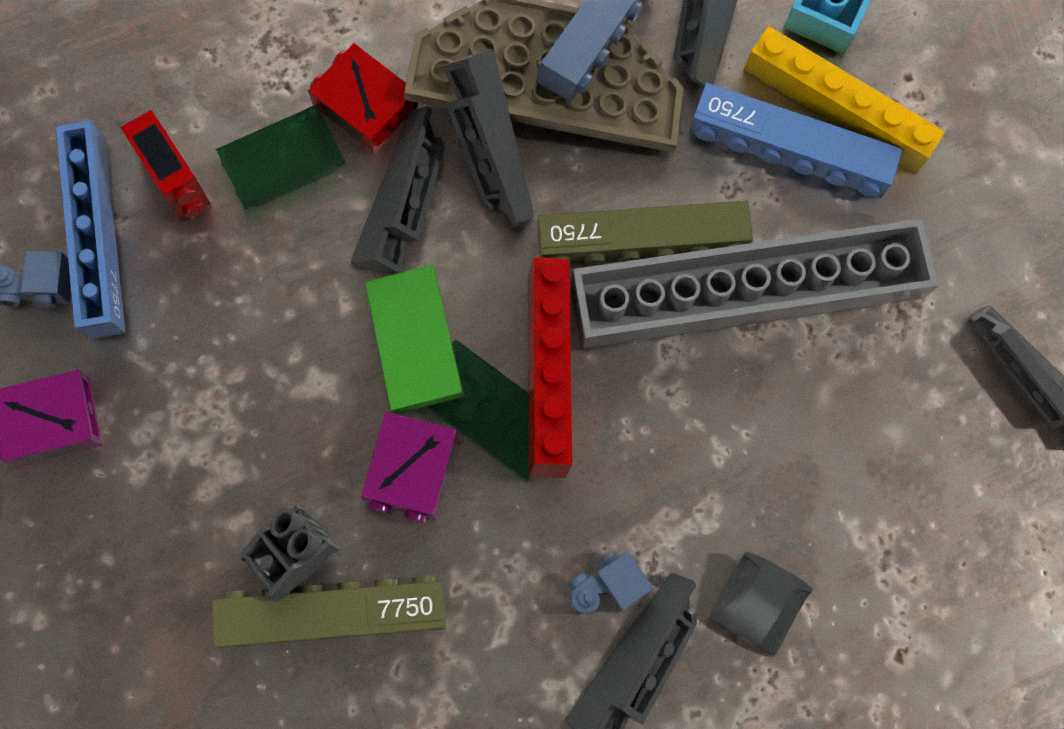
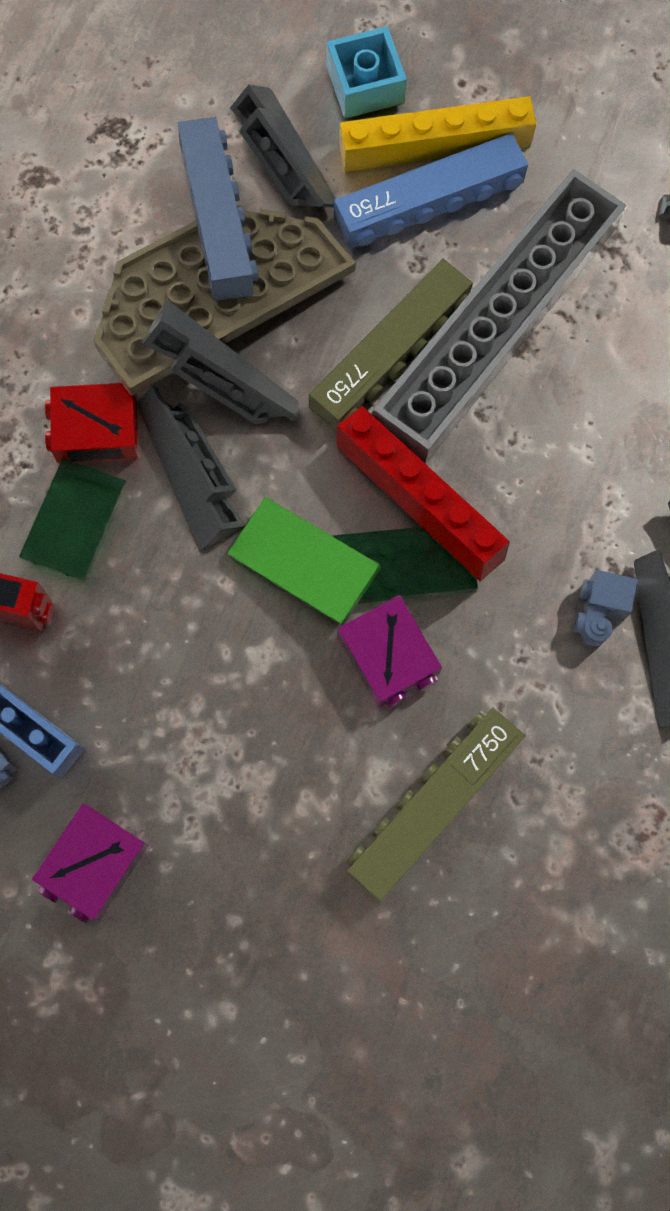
camera: 40 degrees left, 0 degrees up
(288, 550) = (364, 789): dark grey slope -> none

